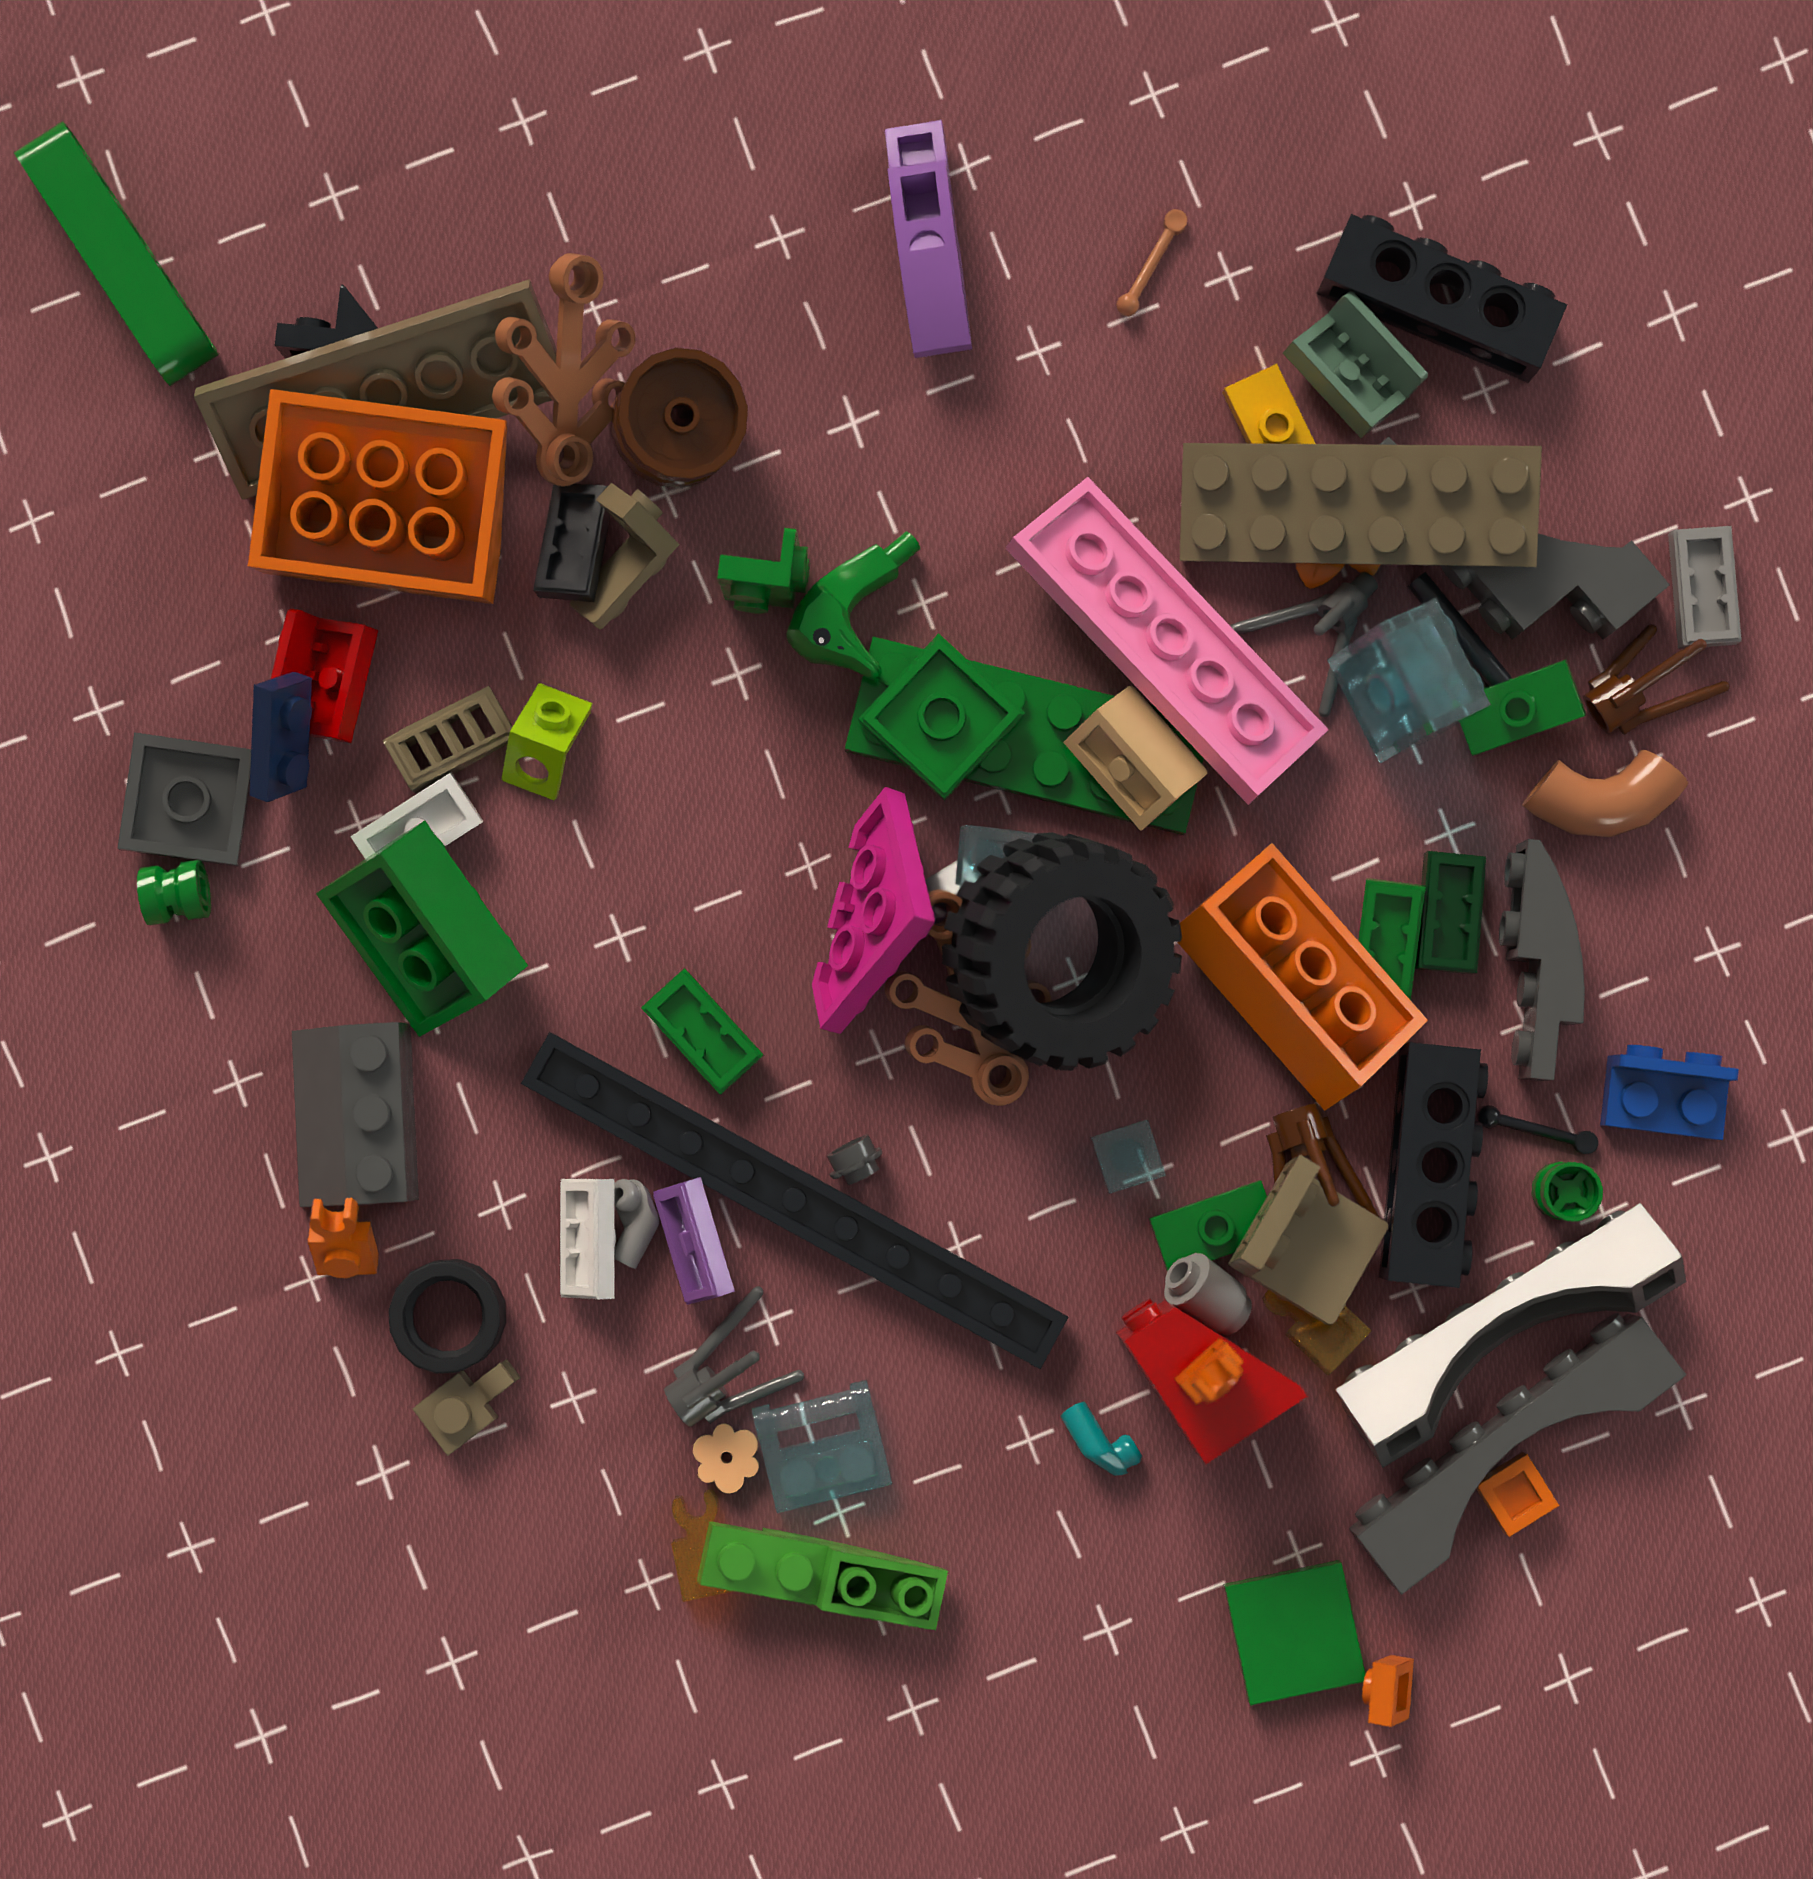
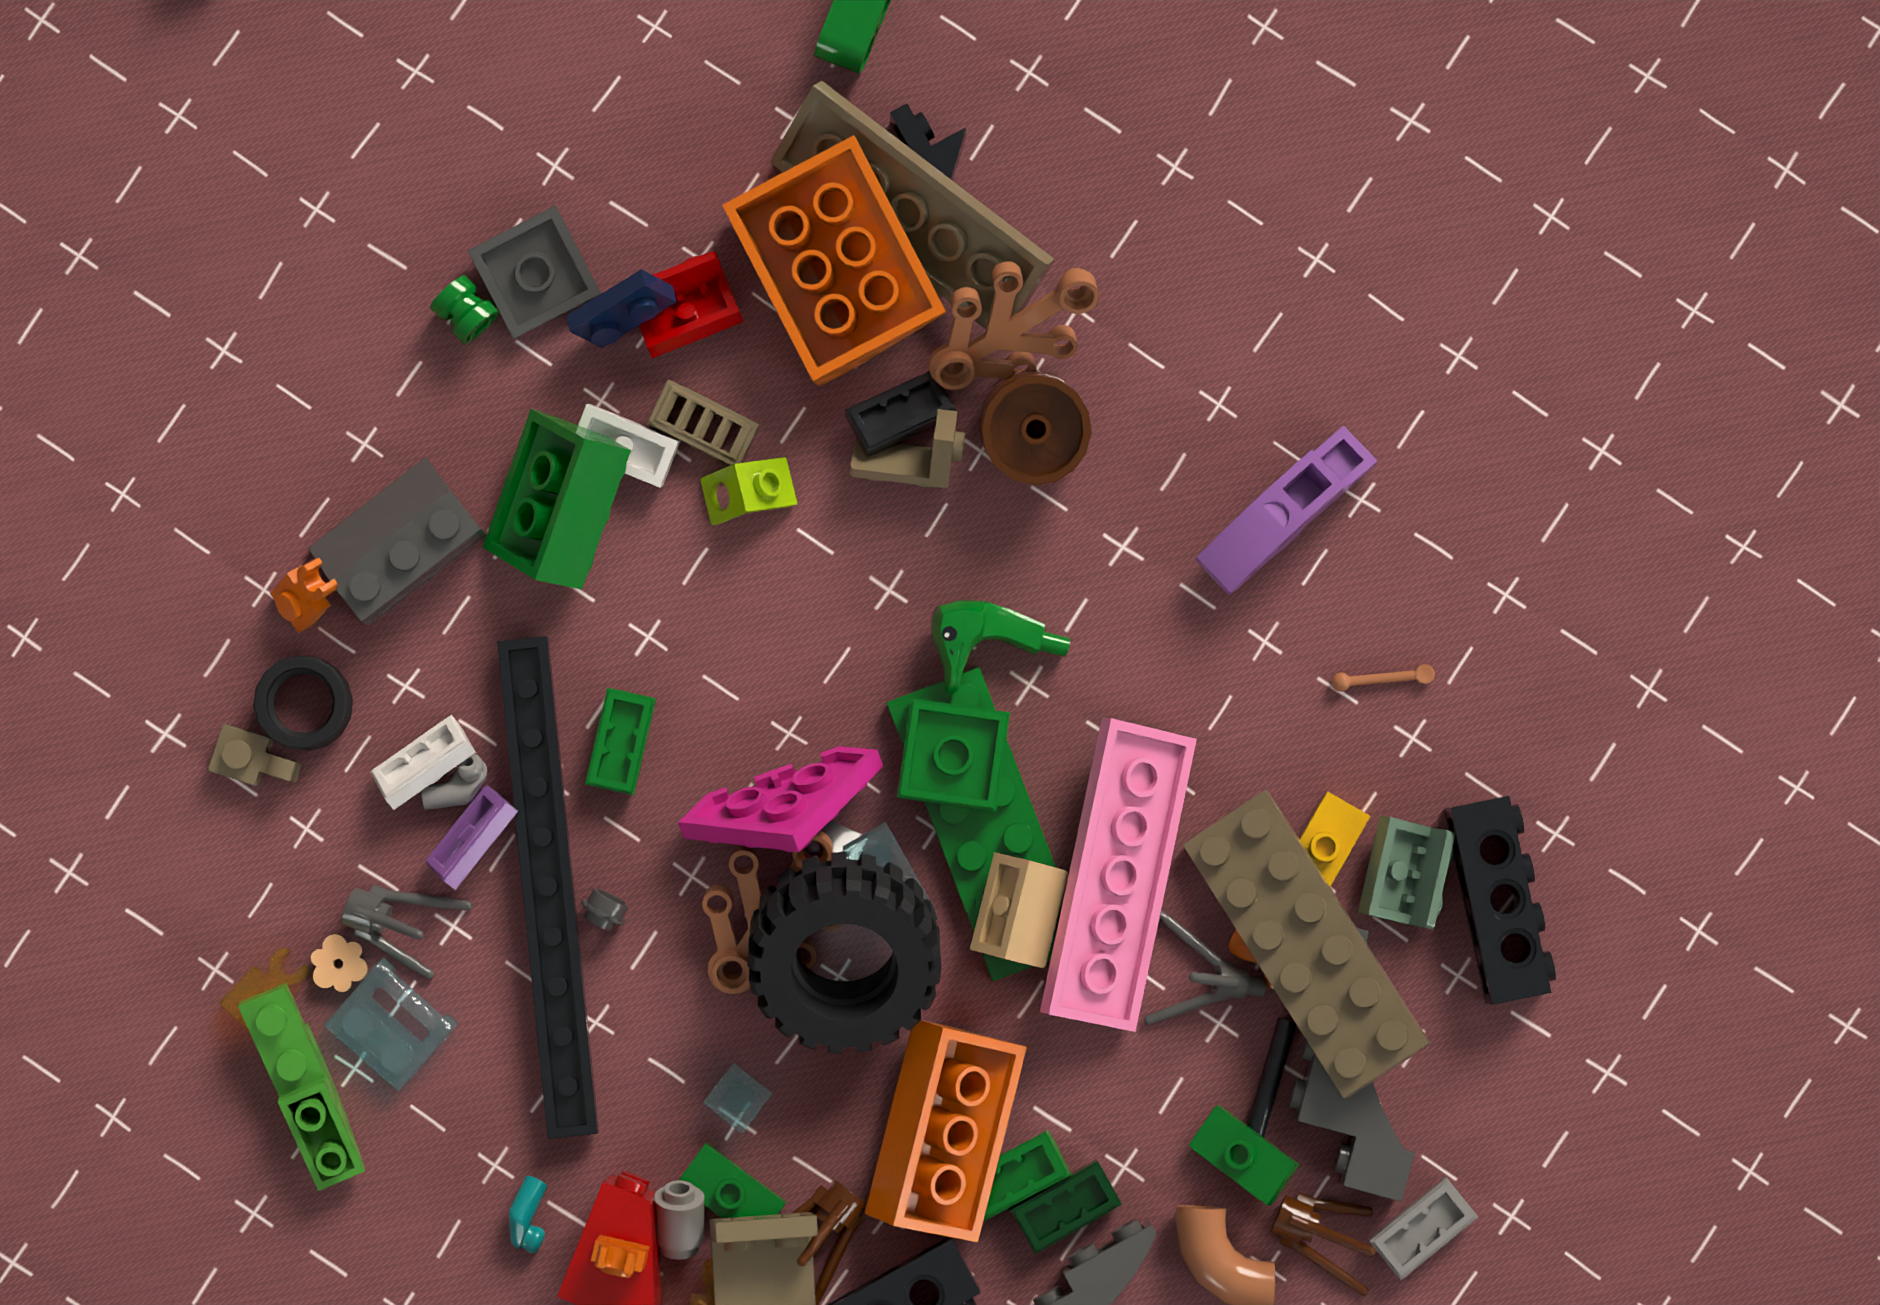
camera: 50 degrees right, 0 degrees up
(765, 583) = (954, 562): green bracket -> none
(1408, 680) = (1204, 1064): clear light blue brick -> none

